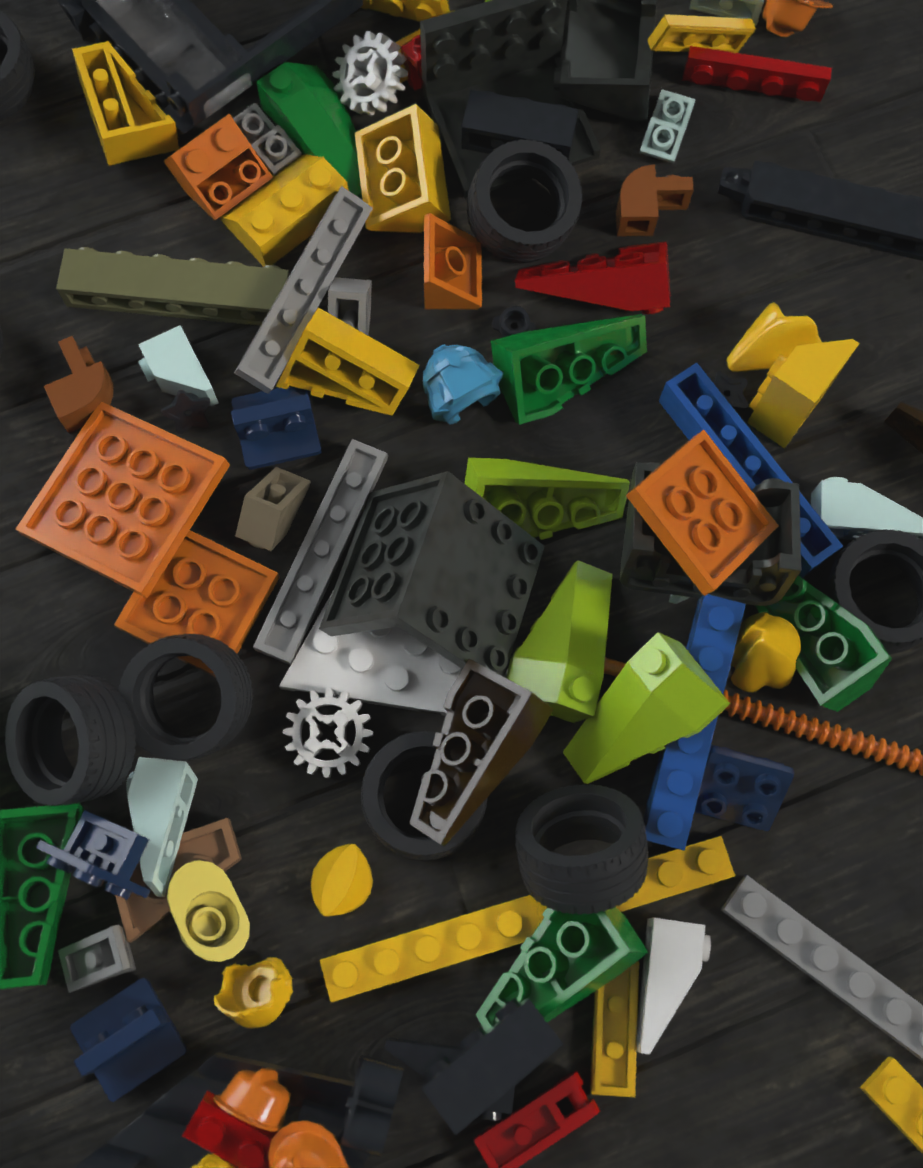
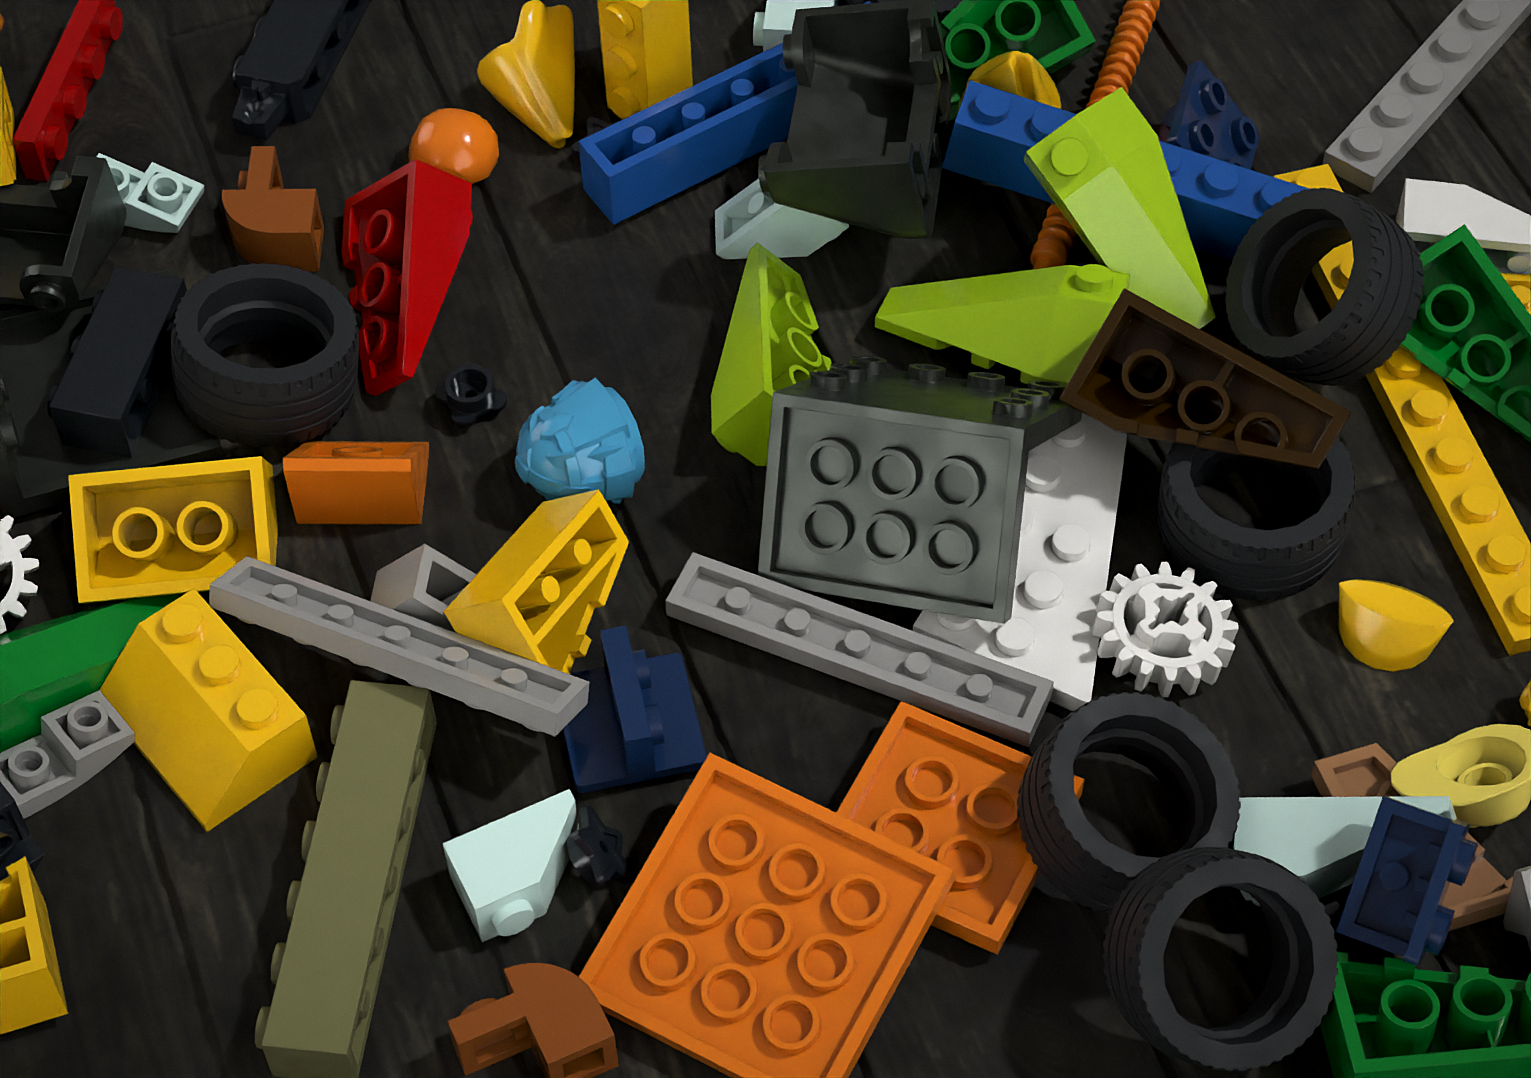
camera: 85 degrees left, 20 degrees down
(218, 168) = (111, 814): orange slope -> none
(271, 508) = (786, 713): dark tan slope -> none
(558, 362) = (538, 331): green wedge -> none
(702, 512) = (841, 103): orange plate -> none
(715, 301) = (456, 143): none -> orange hair

